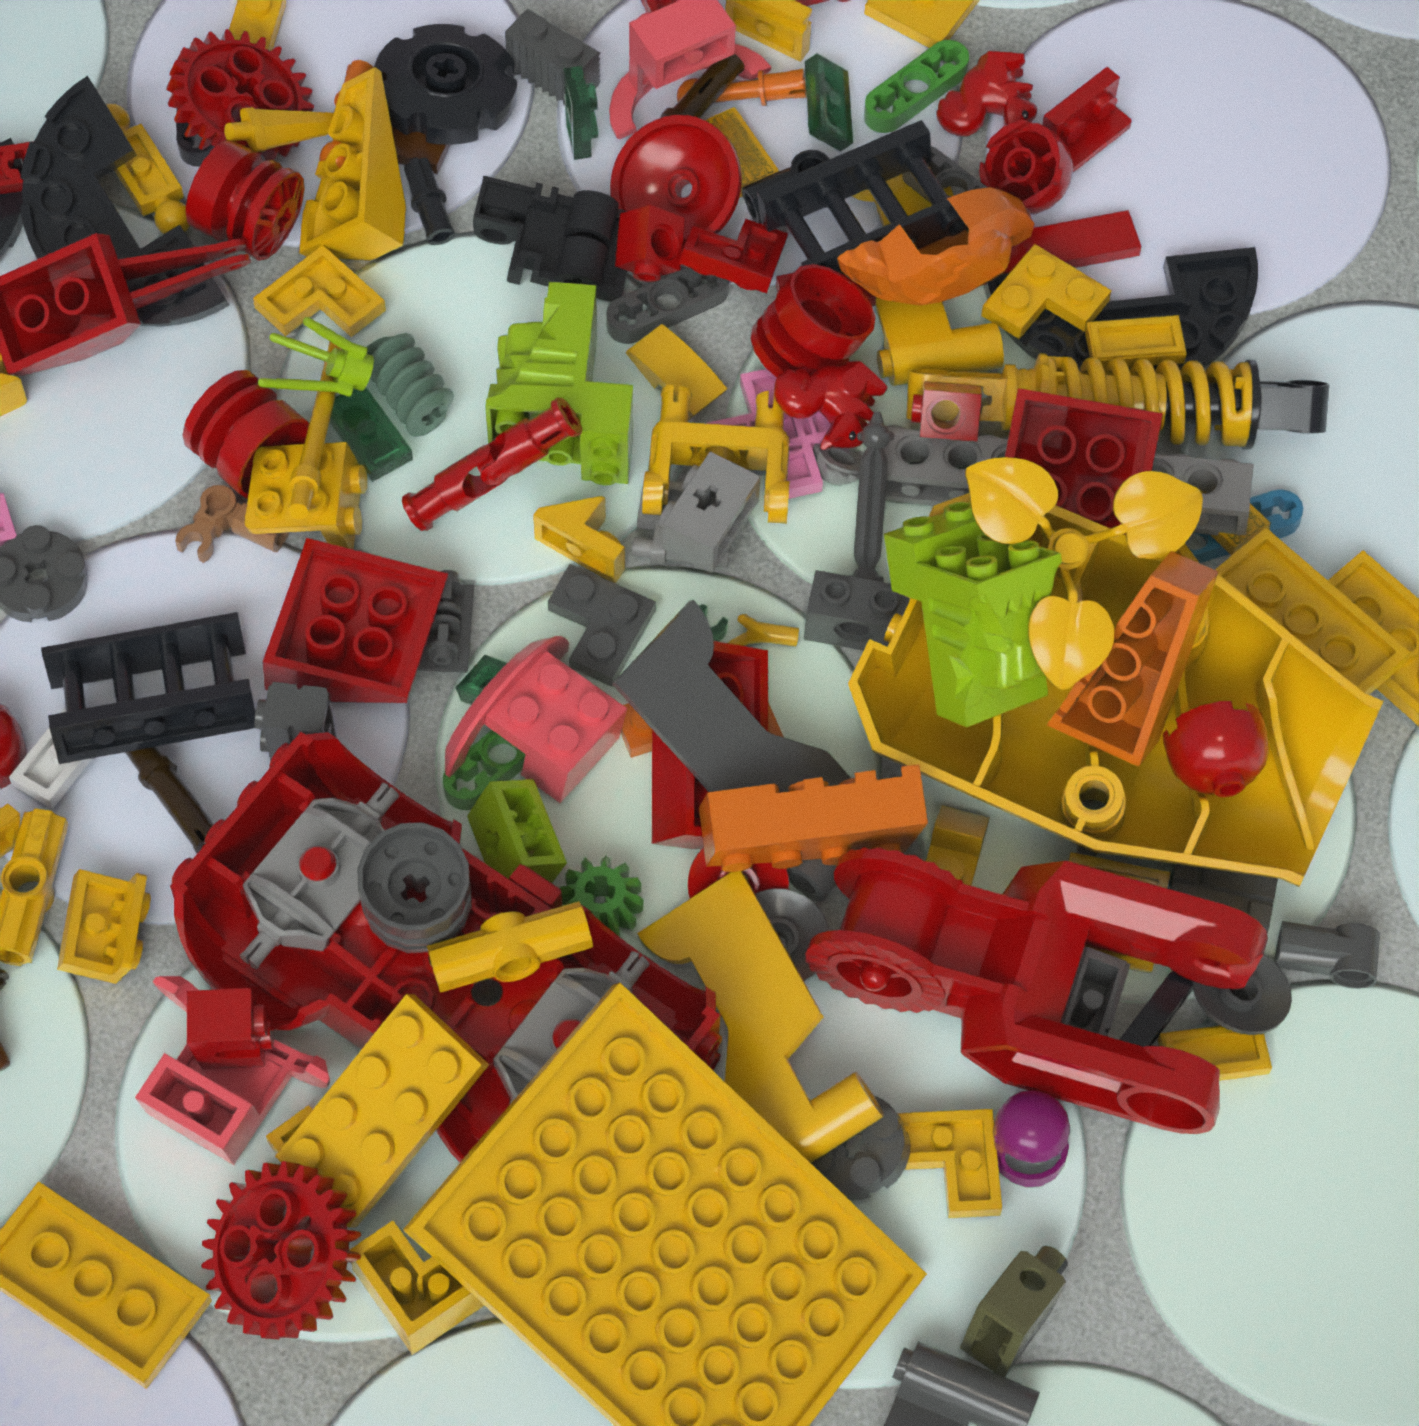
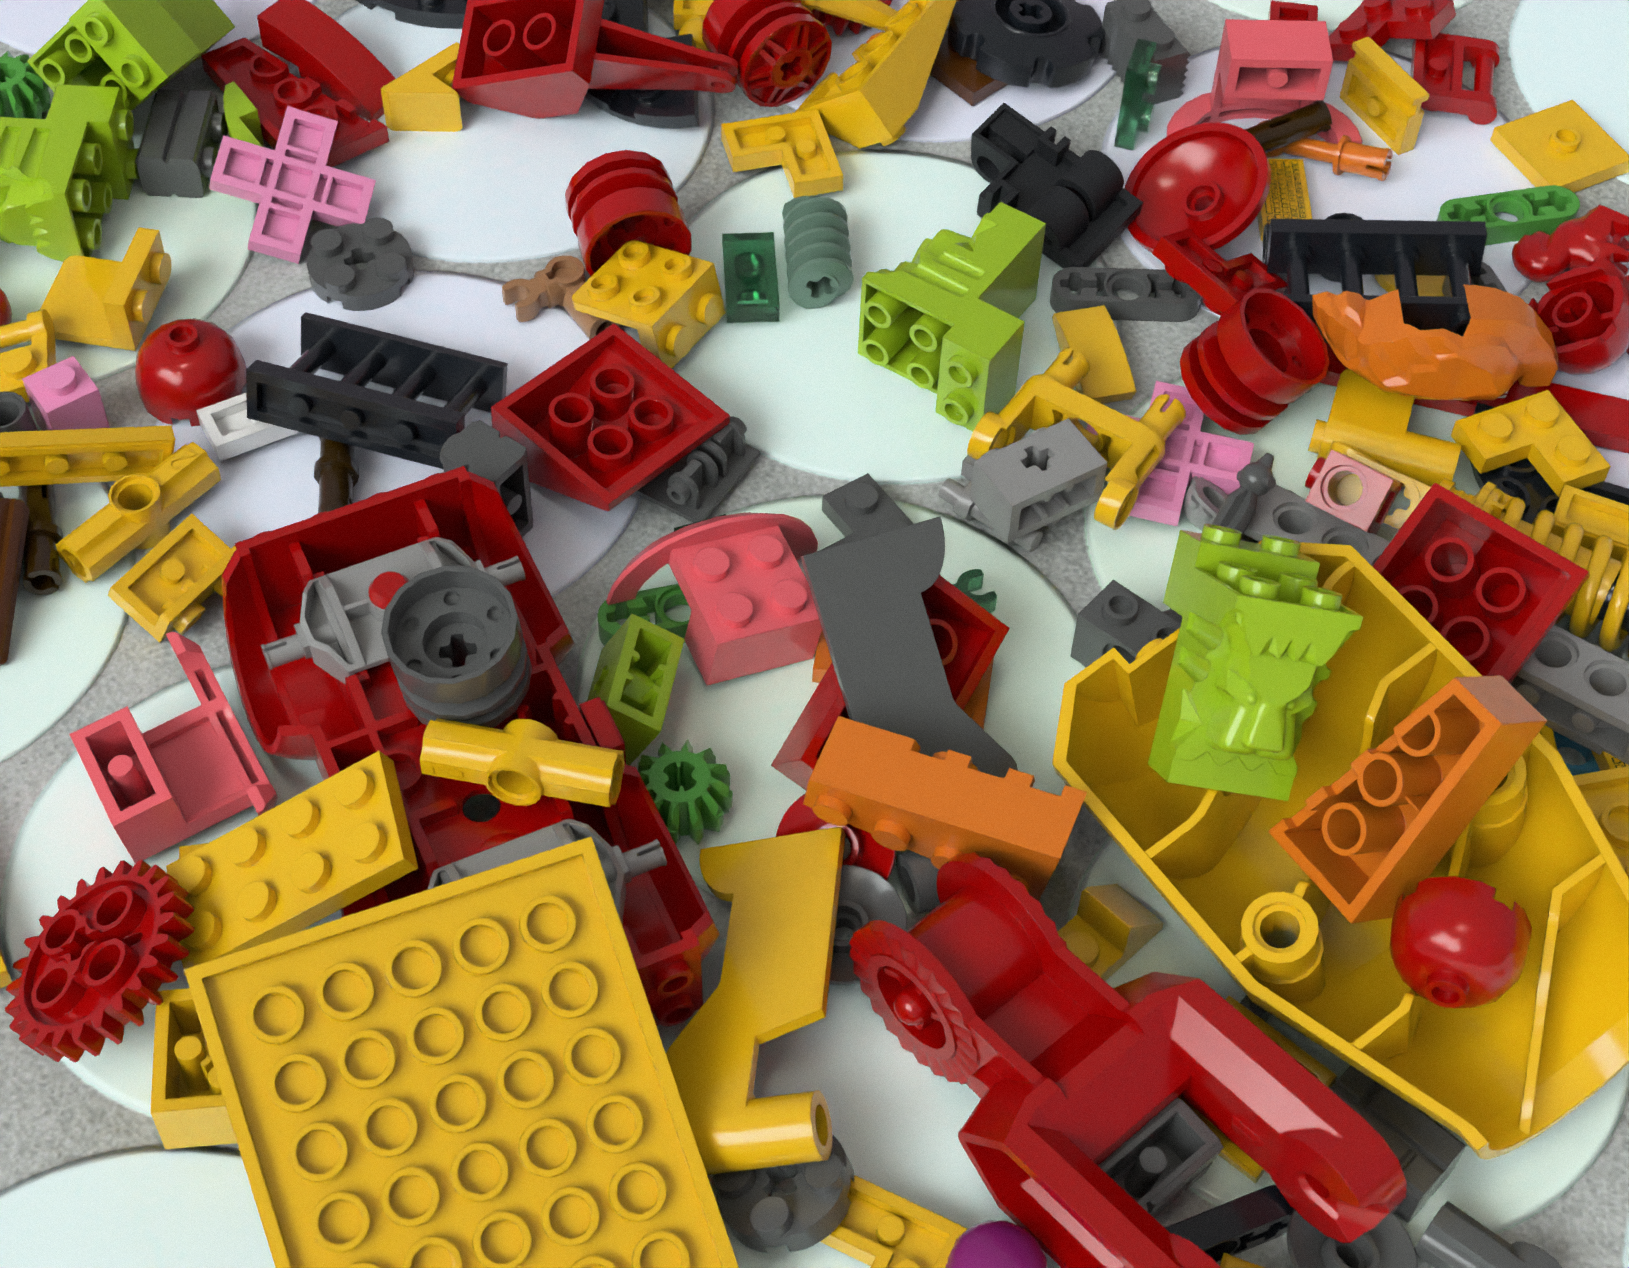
camera: 30 degrees right, 10 degrees down
(228, 1028) = (197, 709): red brick -> none
(306, 476) = (644, 262): yellow bar -> none
(348, 367) = (760, 203): lime plant -> none
(428, 201) = (945, 119): black axle -> none
(496, 462) = (869, 332): red piece -> none
(574, 533) = (897, 451): yellow slope -> none
(649, 242) = (1145, 211): red brick -> none
(765, 633) = (1032, 628): yellow bar -> none
(828, 102) = (1403, 185): clear green plate -> none
(837, 393) = (1238, 427): red animal -> none
(1008, 504) = (1328, 716): yellow plant -> none

